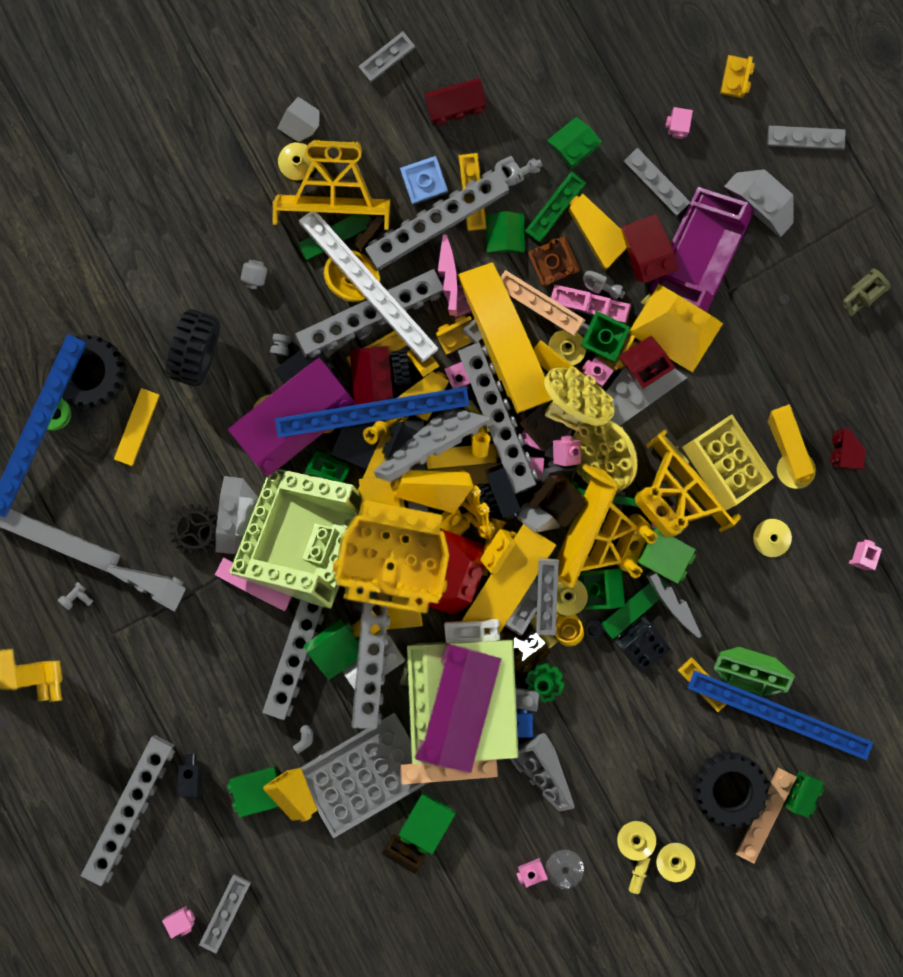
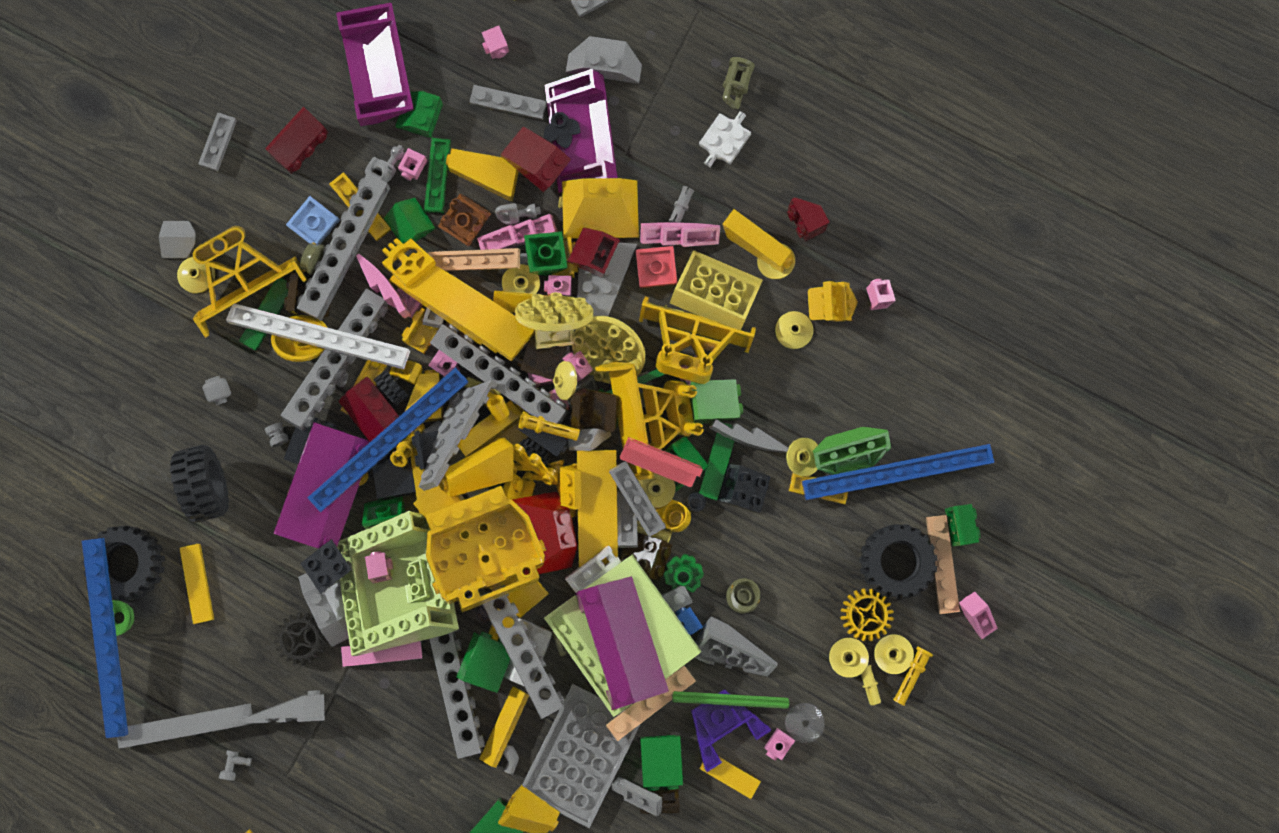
camera: 35 degrees left, 5 degrees down
(254, 485) = (326, 566): none -> black hinge
(296, 513) = (378, 567): none -> bright pink brick
(316, 711) = (504, 727): none -> yellow tile
(389, 839) = (638, 796): none -> light grey hinge
(404, 212) = (310, 257): none -> olive piece
(475, 870) = (734, 778): none -> yellow tile
(480, 255) = (399, 253): none -> yellow piece
(496, 819) = (716, 721): none -> dark purple wing
(506, 483) = (540, 425): none -> yellow pin
(516, 811) = (727, 699): none -> bright green axle
(542, 178) = (412, 158): none -> bright pink brick
(551, 458) = (565, 380): none -> light yellow dish
(565, 75) = (375, 63): none -> magenta slope
(582, 732) = (743, 595): none -> olive piece
(586, 579) = (660, 462): none -> coral panel
(667, 818) = (870, 607): none -> yellow gear
(685, 239) = (563, 132): none -> black plate
(688, 885) = (917, 667): none -> yellow pin
(690, 408) = (656, 267): none -> coral plate
(707, 659) = (807, 465): none -> light yellow dish
(729, 392) = (680, 233): none -> bright pink slope
(746, 369) = (681, 205): none -> light grey pin
(767, 876) = (978, 615): none -> bright pink slope
(819, 536) = (832, 302): none -> yellow piece
(822, 334) = (725, 139): none -> white plate

